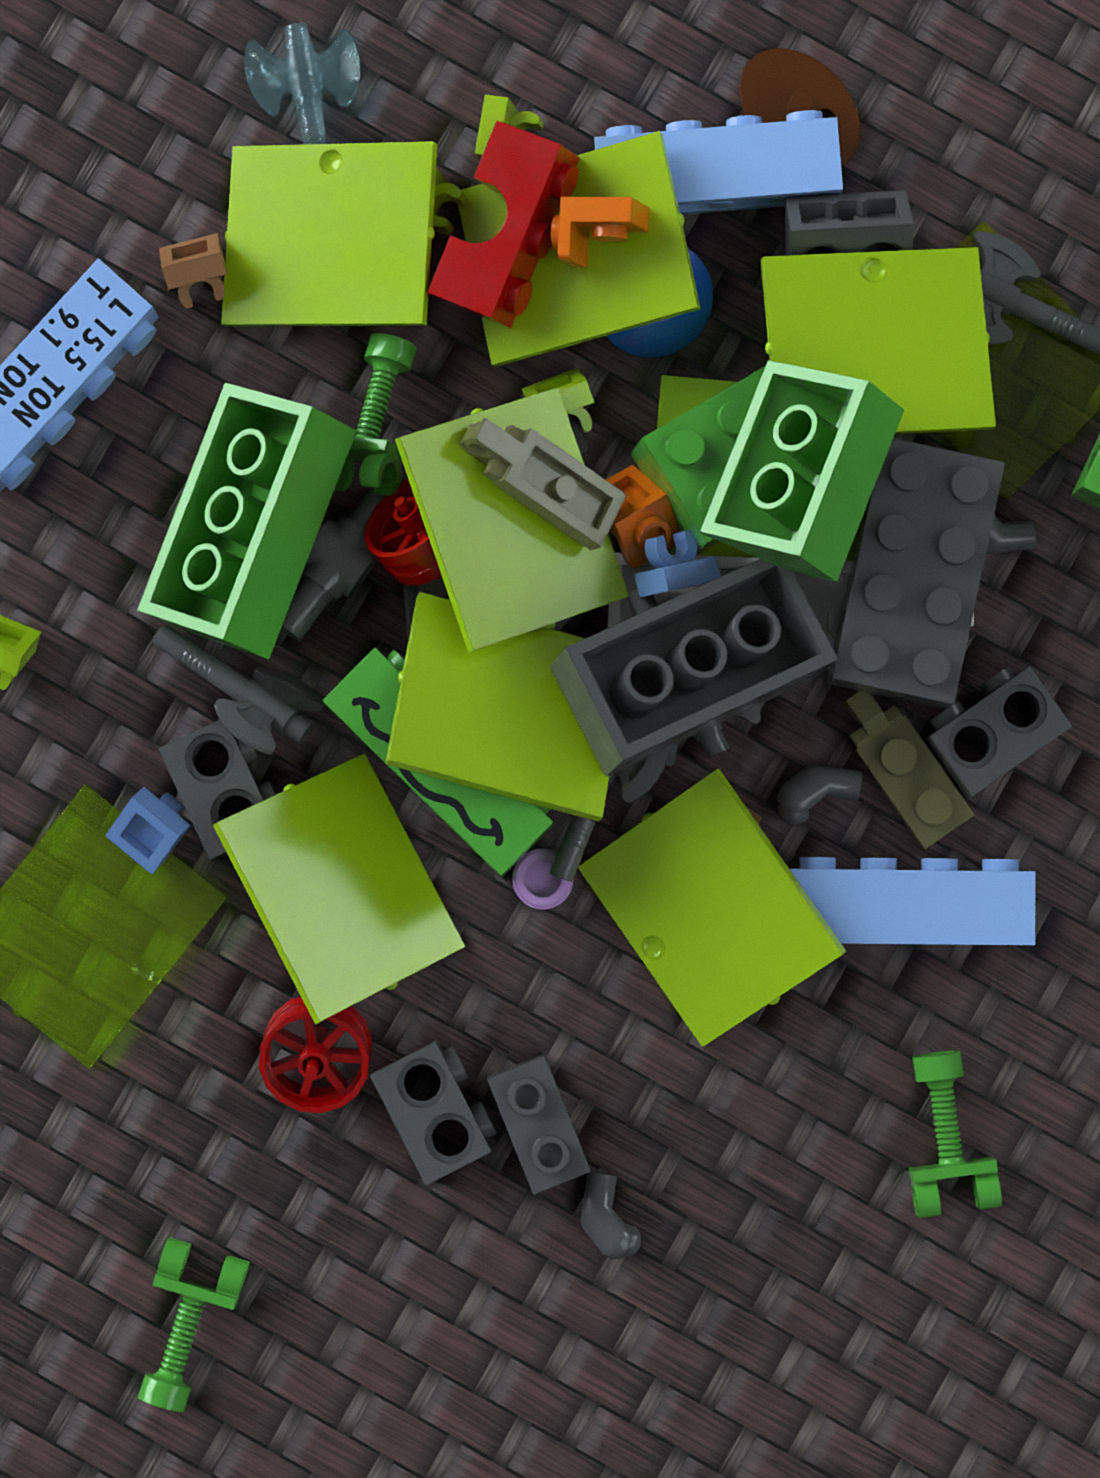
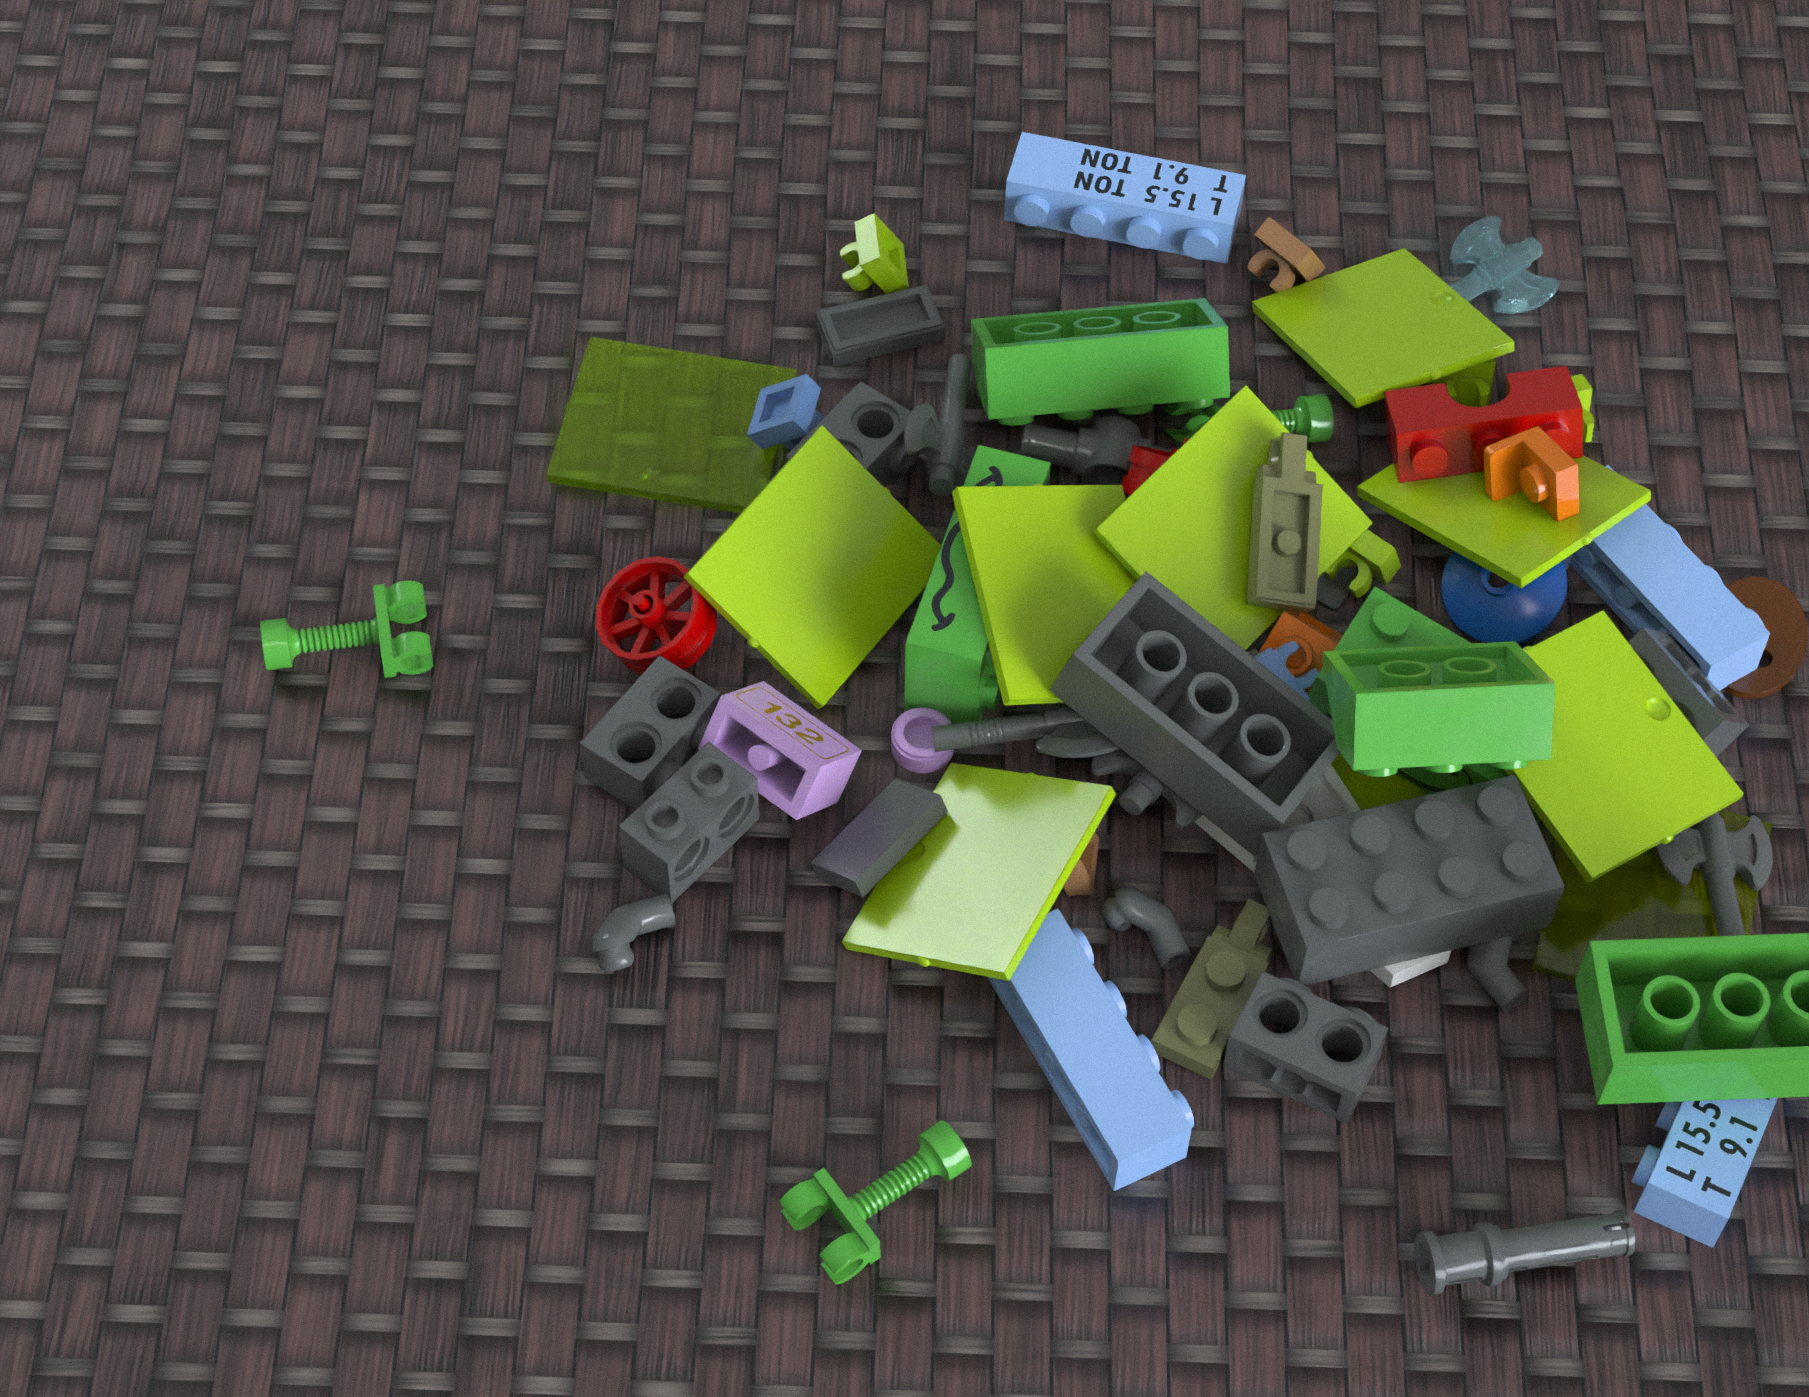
camera: 65 degrees right, 30 degrees down
(71, 681) = (879, 325): none -> dark grey tile
(509, 1015) = (792, 753): none -> lavender brick
(626, 969) = (879, 837): none -> dark grey tile

